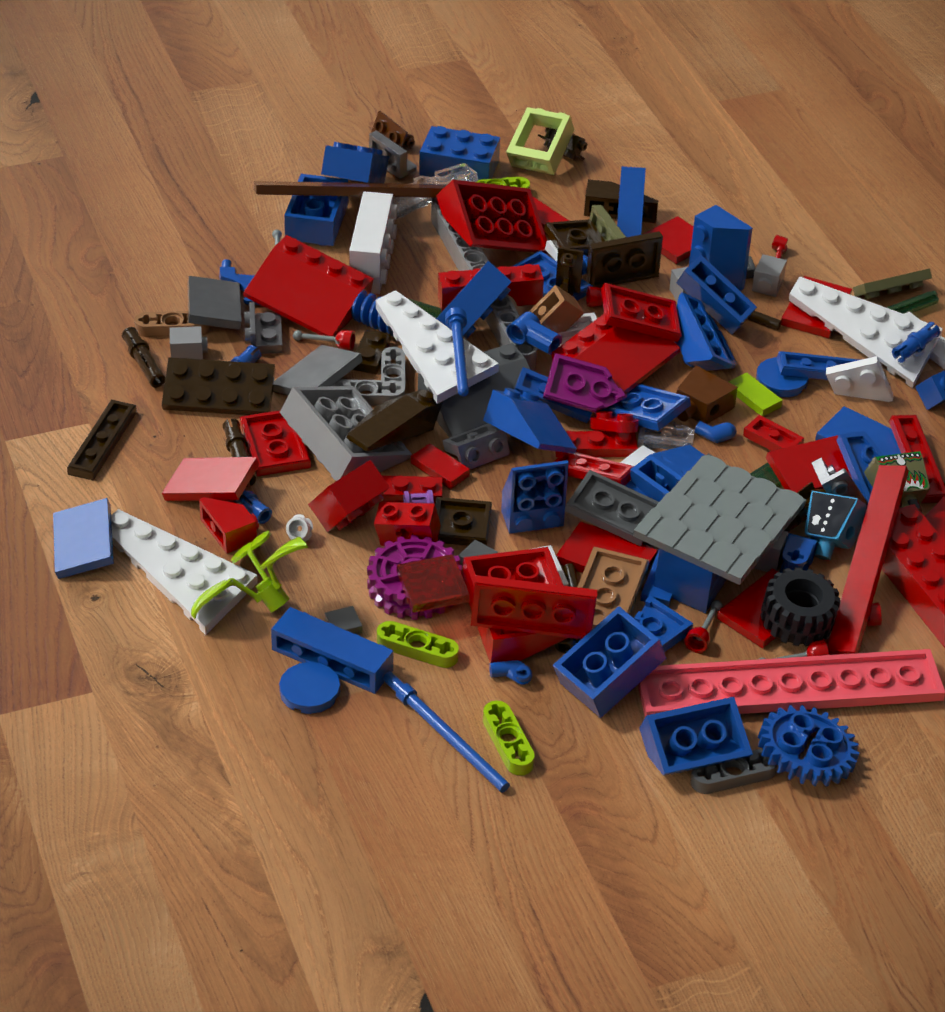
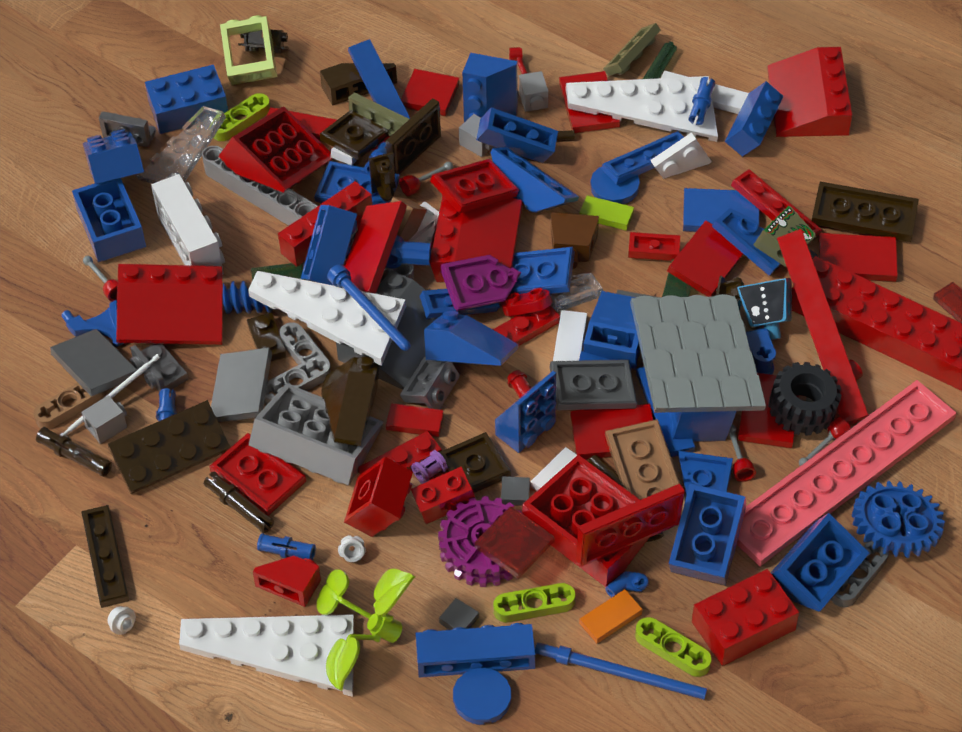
camera: 30 degrees left, 10 degrees up
(69, 480) = (121, 620): none -> white plate
(83, 538) = (175, 666): tile -> none
(210, 478) = (240, 544): tile -> none
(214, 327) = (116, 390): none -> white piece
(344, 339) = (235, 339): hinge -> none
(345, 189) = (134, 186): reddish brown tile -> none
(392, 131) = (99, 101): reddish brown hinge -> none
(474, 687) = (610, 616): none -> orange tile
(509, 314) = (374, 244): none -> red tile
(580, 465) = (540, 355): red tile -> none
(591, 745) = (745, 617): none -> red brick
(717, 433) = (607, 266): blue arm -> none
(836, 482) = (750, 273): flat silver bracket -> none

